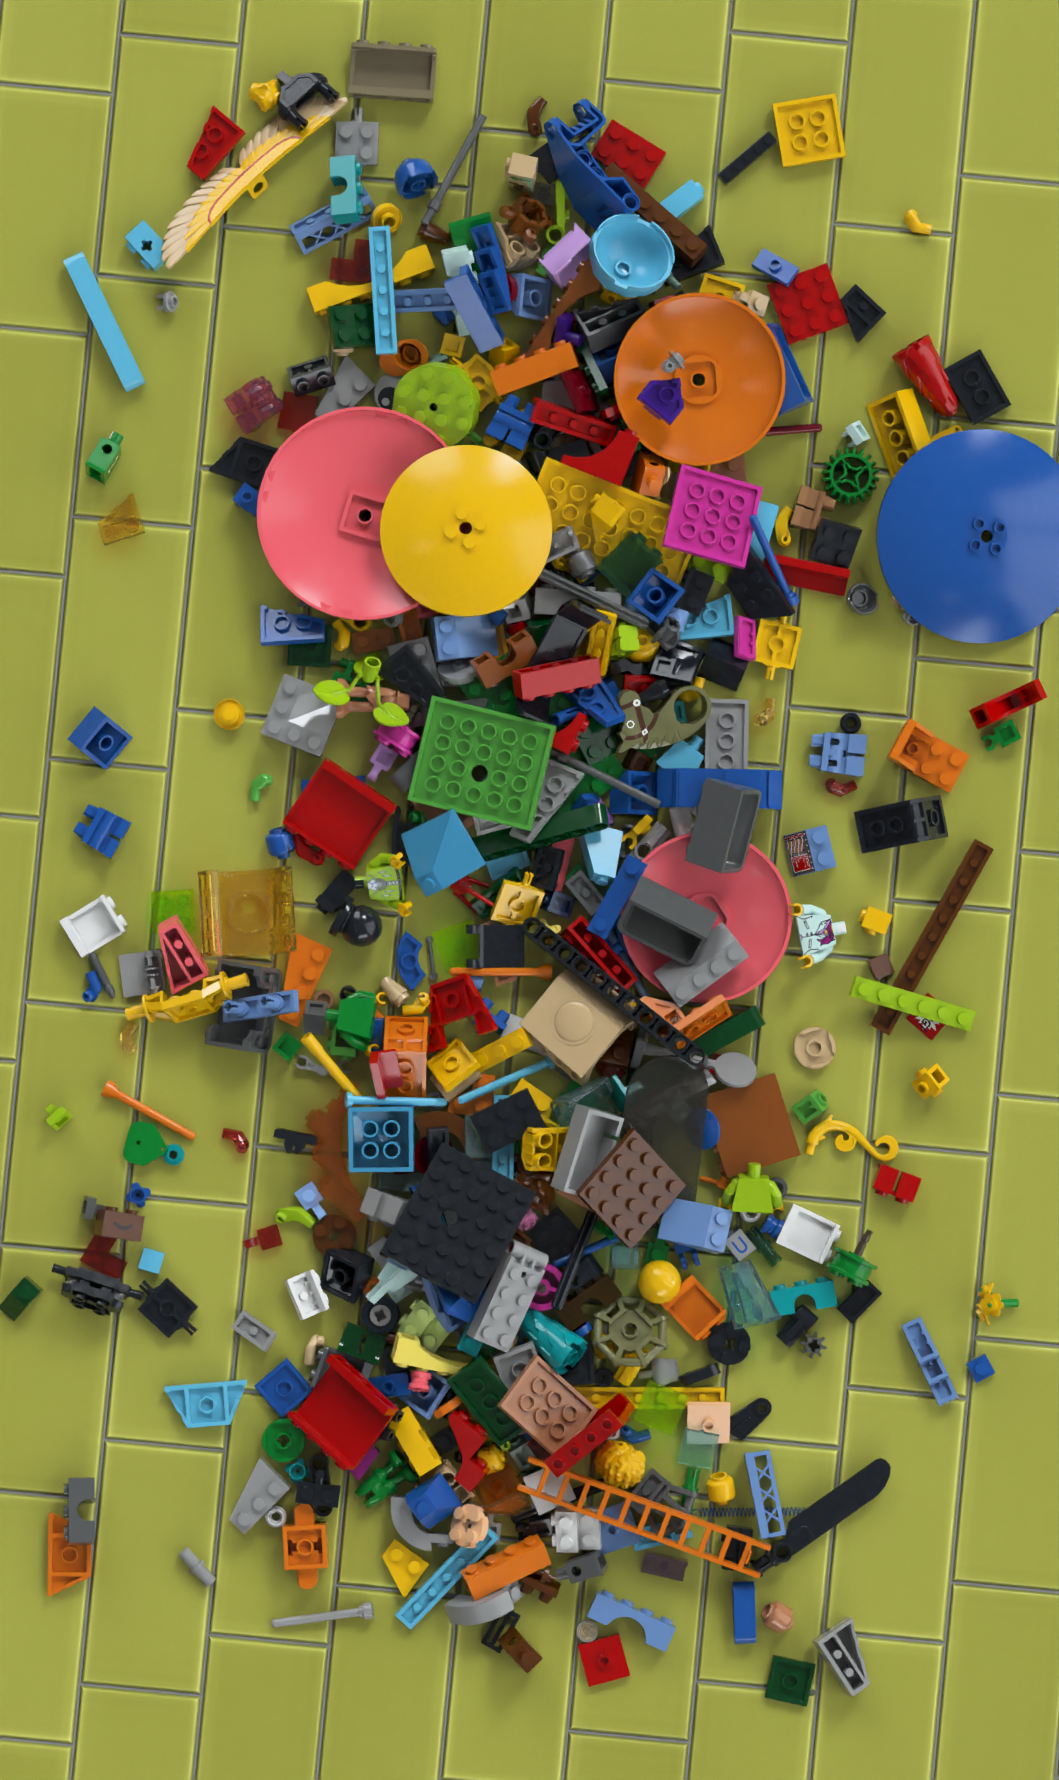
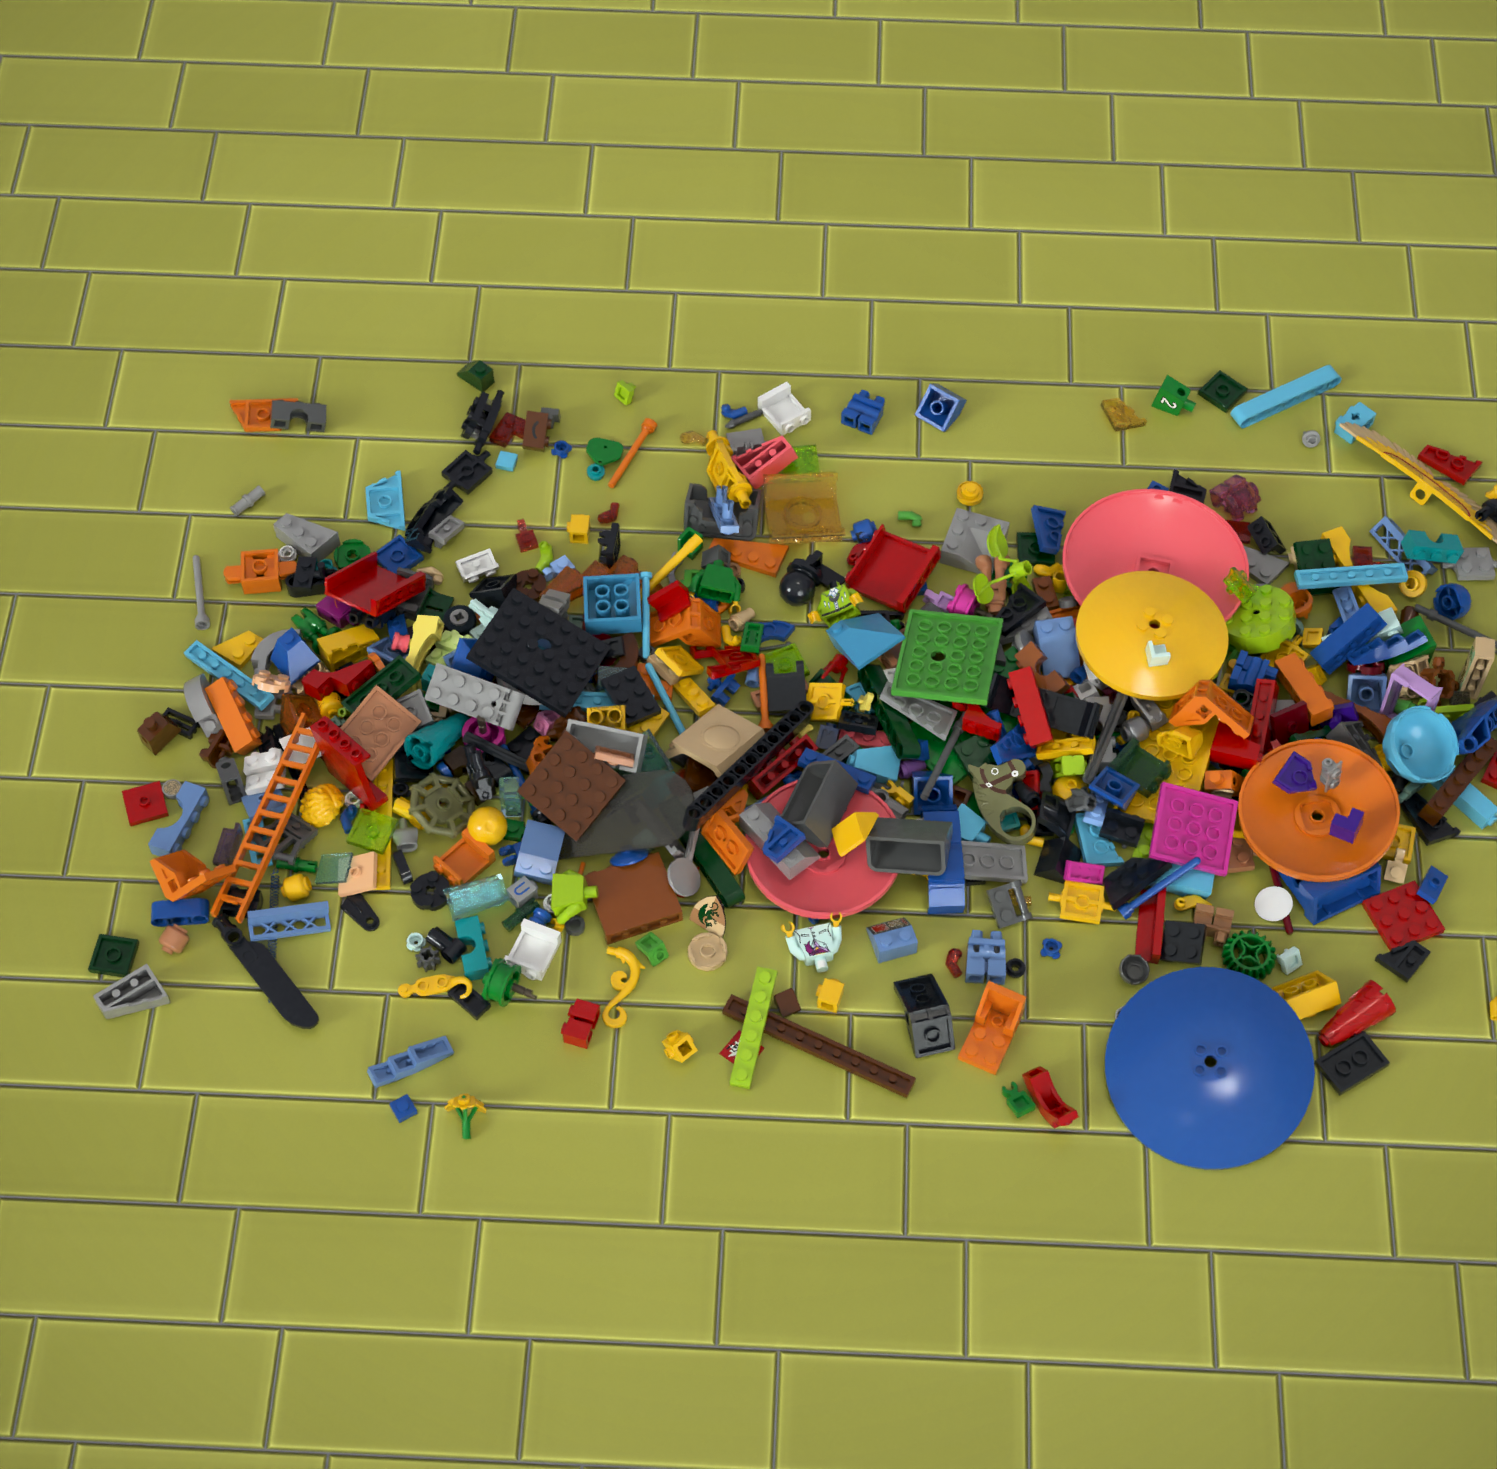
camera: 90 degrees right, 30 degrees down
(88, 395) = (1222, 391): none -> dark green tile
(238, 1354) = (429, 516): none -> black windscreen
(258, 1175) = (579, 528): none -> yellow brick
(405, 424) = (1239, 585): none -> clear neon green hips
(425, 981) = (752, 637): none -> green plate
(510, 530) = (1156, 654): none -> light aqua panel
(520, 858) = (865, 702): none -> light yellow piece
(565, 1225) = (538, 752): none -> orange piece
(570, 480) = (1209, 696): none -> orange bracket
(600, 1292) = (478, 772): none -> black connector
(607, 1142) = (613, 756): none -> nougat plate
(709, 884) = (853, 831): none -> yellow slope
(715, 1605) = (185, 875): none -> orange bracket
(720, 963) = (782, 839): none -> blue wing
(736, 353) = (1347, 827): none -> dark purple piece
(778, 1042) = (710, 915): none -> shield
(781, 729) = (1003, 907): none -> dark grey plate
(786, 439) = (1273, 903): none -> white sticker
(790, 1363) = (415, 937): none -> light aqua plate
(834, 679) = (1051, 943): none -> blue plate
(844, 1336) = (435, 985): none -> yellow piece

